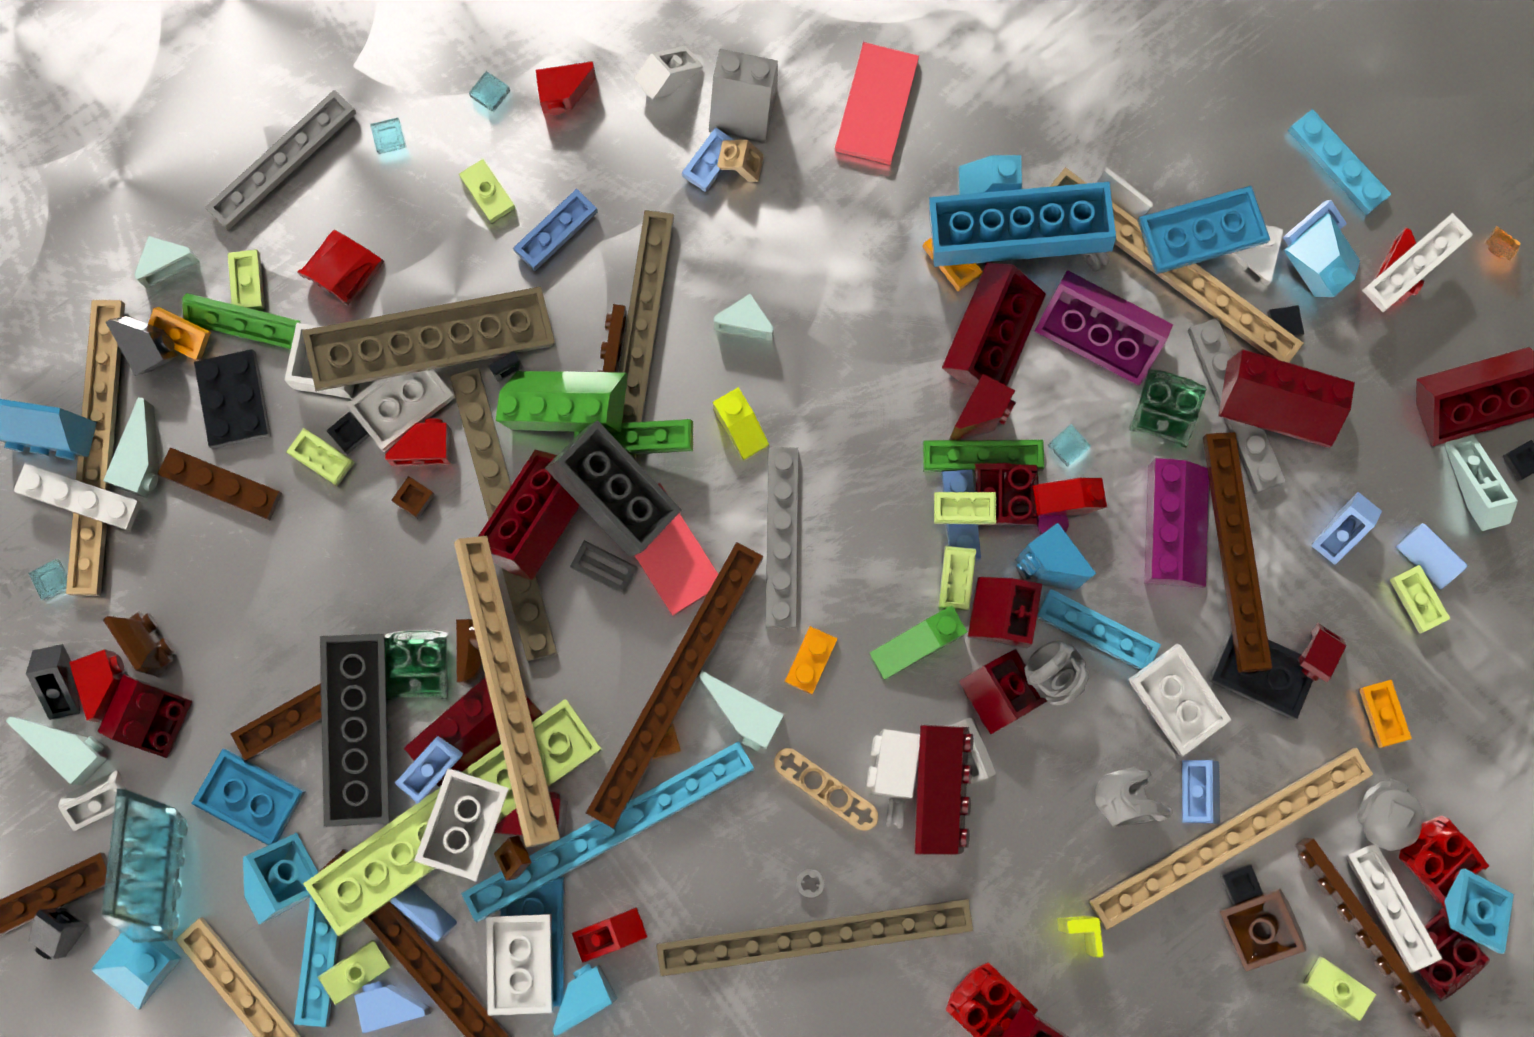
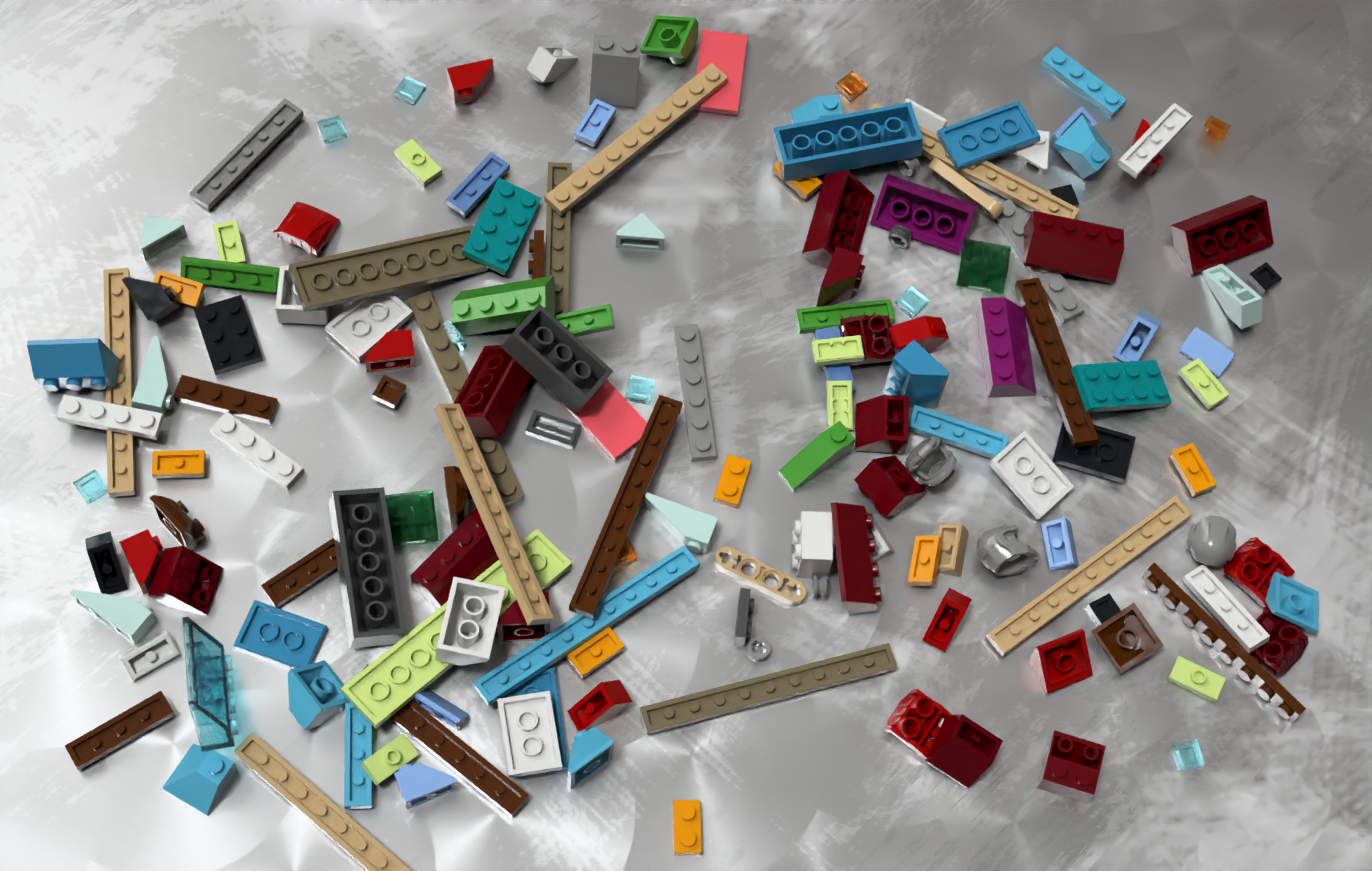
camera: 15 degrees left, 15 degrees down
(55, 932) = (130, 756): black slope -> none
(153, 563) = (178, 464): none -> light orange plate
(248, 554) = (257, 450): none -> white plate
(320, 457) = (308, 369): yellowish green plate -> none
(348, 433) = (328, 350): black tile -> none
(428, 769) = (434, 587): light blue slope -> none
(499, 434) = (454, 336): none -> clear light blue tile
(505, 366) = (452, 287): black tile -> none
(512, 858) = (513, 646): reddish brown plate -> none
(575, 291) = (501, 226): none -> teal plate
(614, 865) = (595, 652): none -> light orange plate
(715, 526) = (639, 389): none -> clear light blue tile
(740, 423) = (647, 309): neon yellow slope -> none
(741, 157) = (619, 116): tan bracket -> none
(758, 189) = (635, 139): none -> tan plate
(801, 829) = (743, 627): none -> dark grey plate
(822, 51) = (671, 38): none -> bright green slope
(1030, 795) = (925, 560): none -> light orange plate
(1040, 141) = (851, 86): none -> clear orange plate
(1045, 875) = (947, 619): none -> red slope
(1063, 781) = (952, 549): none -> tan slope
(1069, 355) = (900, 236): none -> dark grey bush
(1090, 927) = (985, 648): neon yellow panel -> none
(1161, 300) = (965, 188): none -> tan beam
(1177, 949) = (1062, 661): none -> red slope
(1313, 594) = (1121, 386): none -> teal plate
(1322, 654) = (1135, 428): dark red slope -> none

